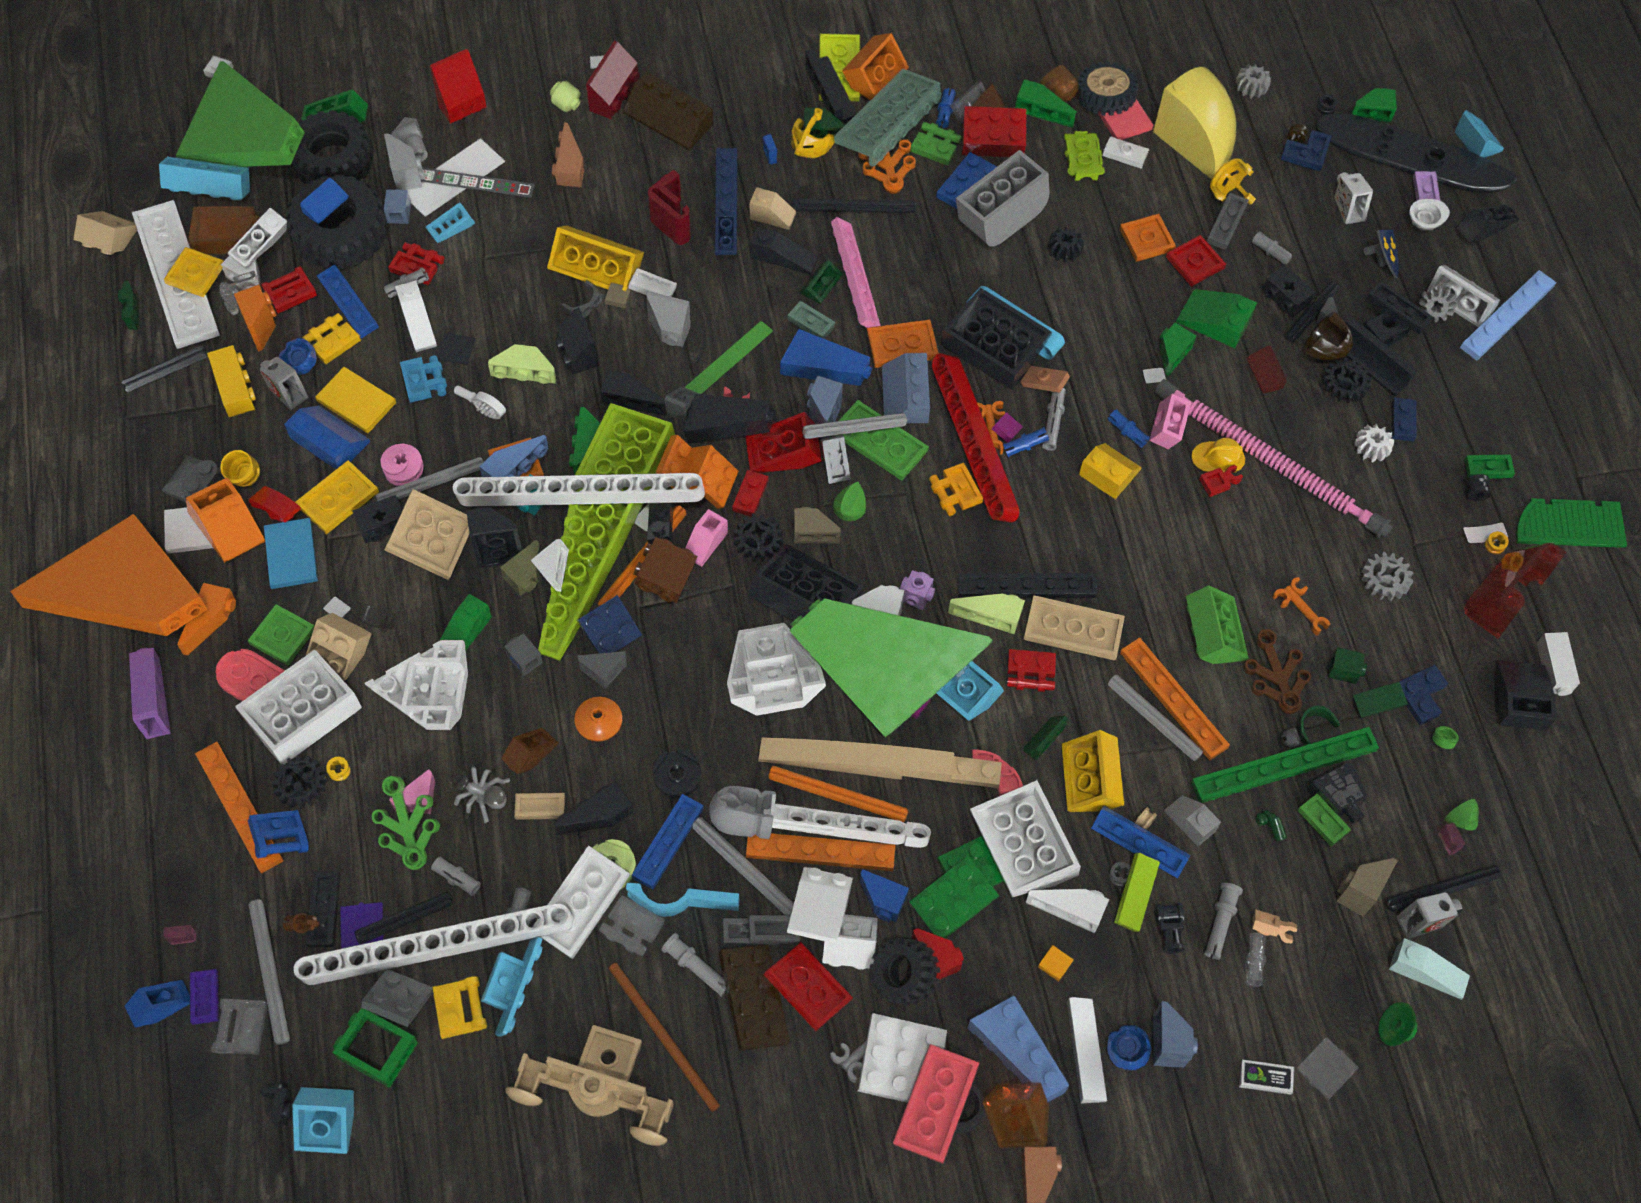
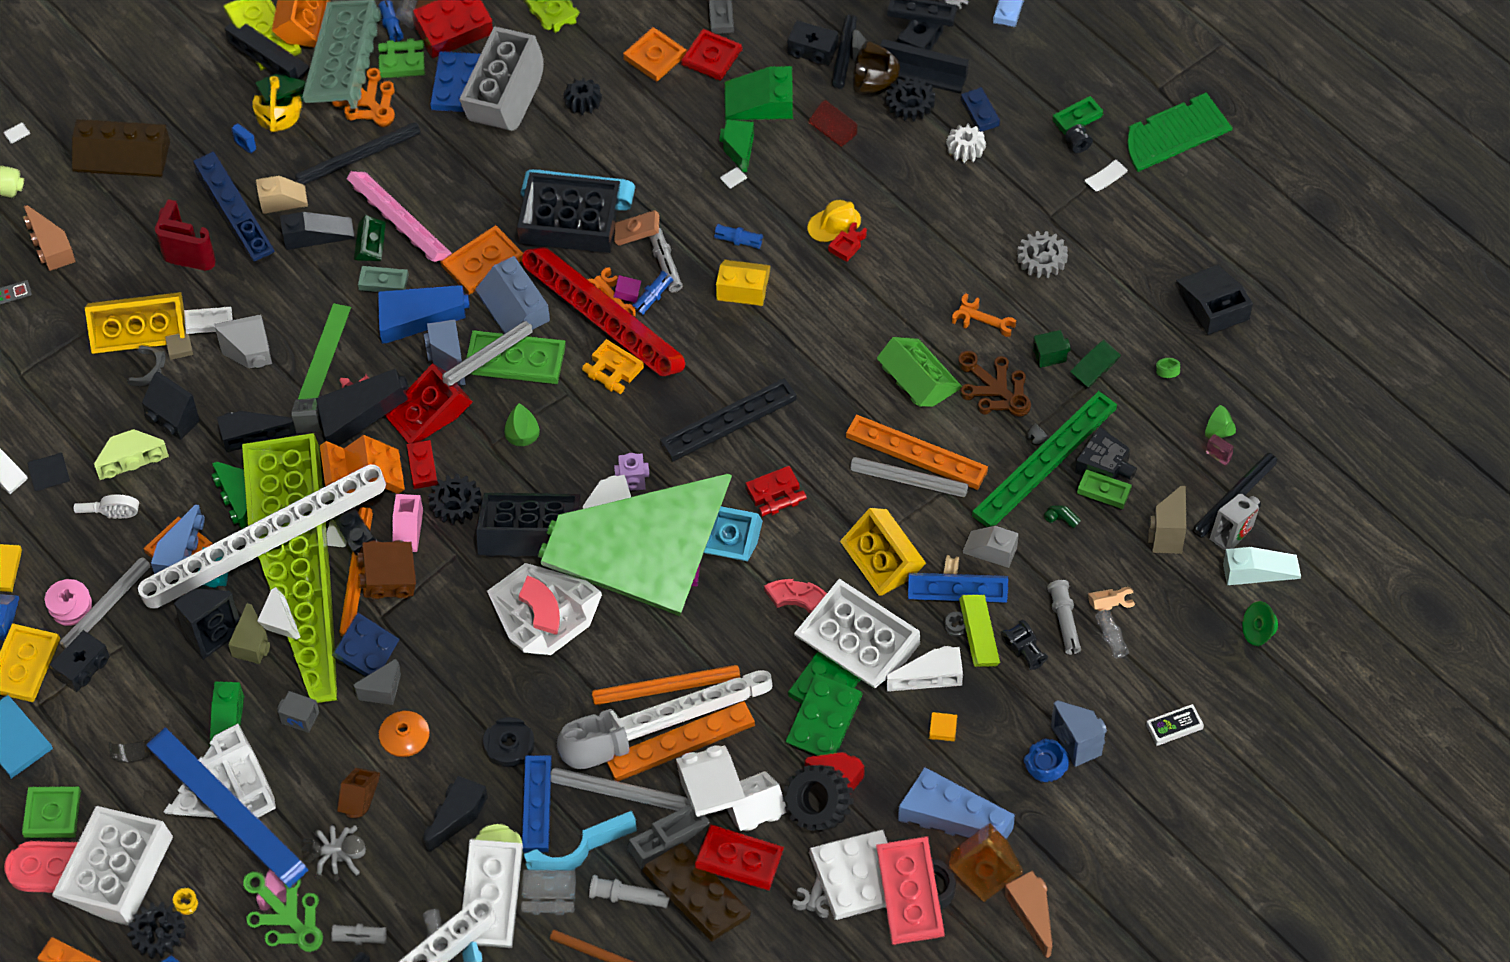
camera: 25 degrees left, 5 degrees down
(337, 607) = (87, 763): white sticker -> none
(339, 643) = (113, 789): tan slope -> none
(409, 710) = (227, 808): none -> blue beam
(416, 381) = (30, 518): dark azure plate -> none
(429, 534) = (140, 649): tan plate -> none
(539, 805) = (397, 835): tan tile -> none
(611, 81) = (47, 145): slope -> none
(773, 668) = (542, 603): none -> coral tile
(814, 527) = (502, 464): dark tan slope -> none
(835, 459) = (485, 393): tile -> none
(880, 760) = (686, 637): tan slope -> none
(883, 895) = (759, 748): blue slope -> none
(993, 610) = (712, 456): yellowish green slope -> none
(1045, 736) = (822, 541): dark green slope -> none
(1074, 628) = (792, 435): tan plate -> none
(1086, 1050) = (1011, 783): white slope -> none
(1170, 421) = (773, 211): bright pink brick -> none
(1271, 248) = (775, 10): light grey axle -> none
(1315, 711) = (1046, 400): dark green helmet -> none
(1327, 1068) = (1221, 691): clear piece -> none
(1373, 522) = (1004, 213): bright pink hose -> none
(1418, 691) = (1123, 340): dark blue plate -> none
(1489, 544) = (1126, 176): yellow bush -> none
(1497, 600) = (1147, 226): clear red windscreen -> none
(1559, 662) = (1227, 253): white brick -> none

